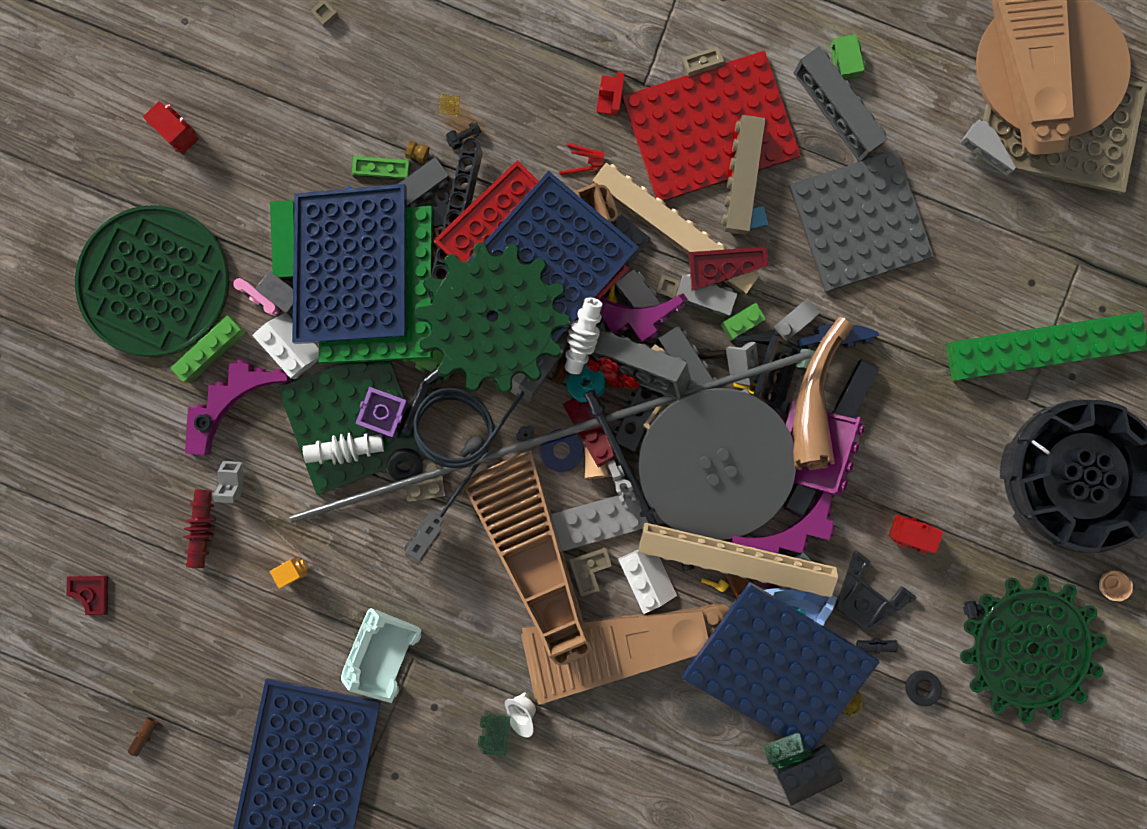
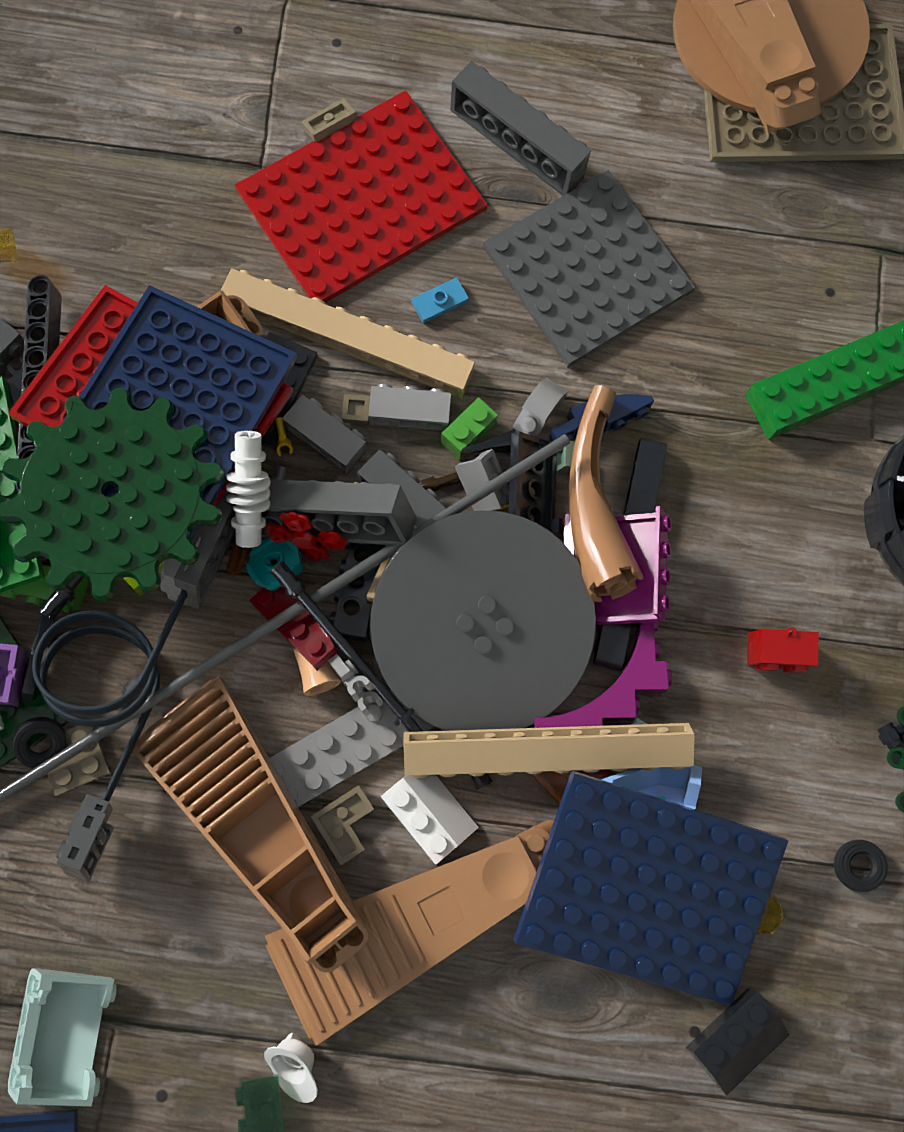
camera: 20 degrees left, 10 degrees down
(454, 139) = (18, 288): black bar -> none
(522, 430) = (202, 650): black plate -> none
(567, 463) = (270, 685): clear blue gear -> none
(595, 158) = (216, 269): red plant -> none
(610, 94) = (219, 187): red panel -> none
(642, 319) = (329, 455): magenta arch -> none
(721, 265) = (421, 358): dark red wing -> none
(721, 586) = (537, 797): yellow hand -> none
(744, 174) = (419, 242): dark tan brick -> none
(787, 751) = (697, 1012): clear green bracket -> none
(847, 56) = (512, 68): bright green brick -> none
(862, 602) = (740, 766): black wing -> none
(878, 645) = (781, 822): black pin -> none
(987, 145) = (720, 135): light grey slope -> none

